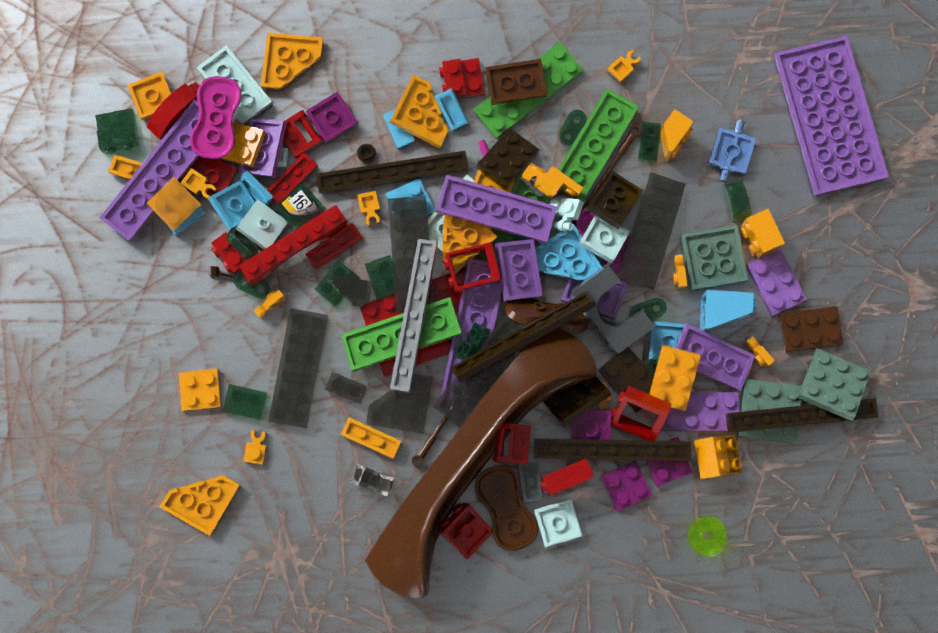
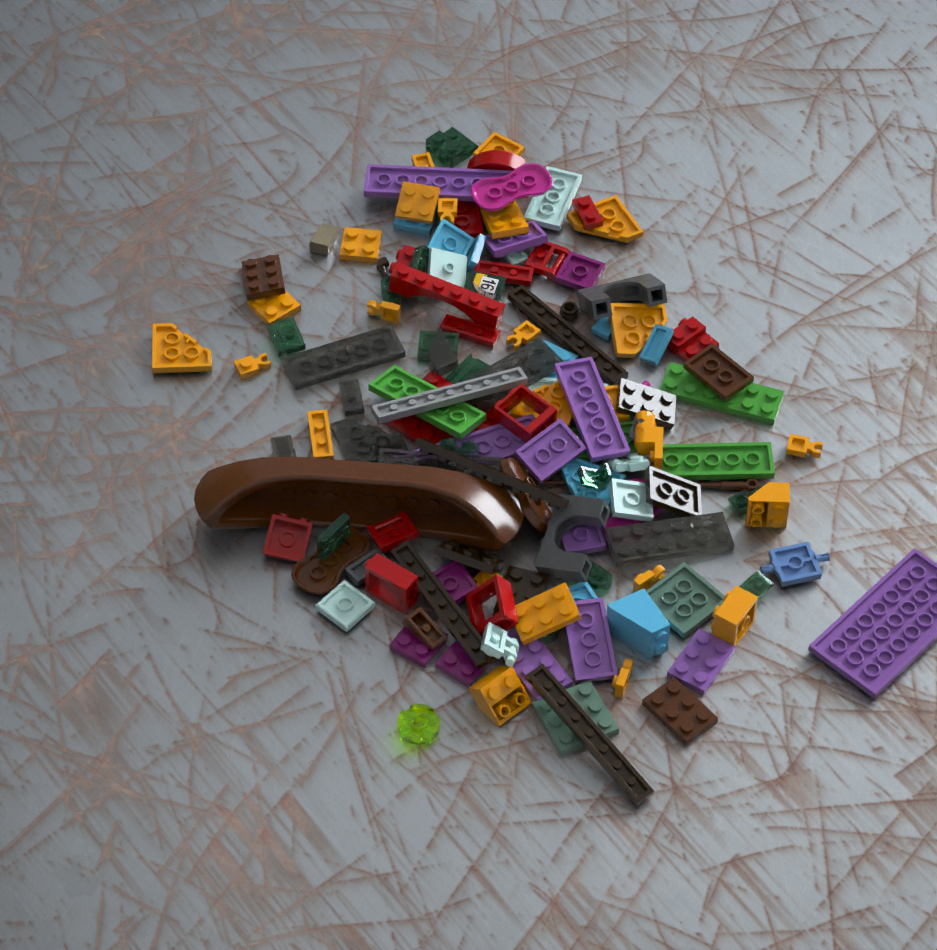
camera: 55 degrees right, 30 degrees down
(152, 301) = (324, 239): none -> dark tan slope
(167, 382) = (263, 277): none -> reddish brown plate
(179, 276) = (360, 245): none -> light orange plate
(274, 70) = (587, 212): none -> red plate
(384, 81) = (597, 299): none -> dark grey arch
(494, 487) = (333, 536): none -> clear green plate
(567, 252) = (595, 478): none -> clear green bracket
(572, 128) = (714, 435): clear green plate -> none
(625, 477) = (424, 628): none -> reddish brown slope
(683, 437) = (498, 644): none -> light aqua plate
(834, 384) = (639, 747): sand green plate -> none

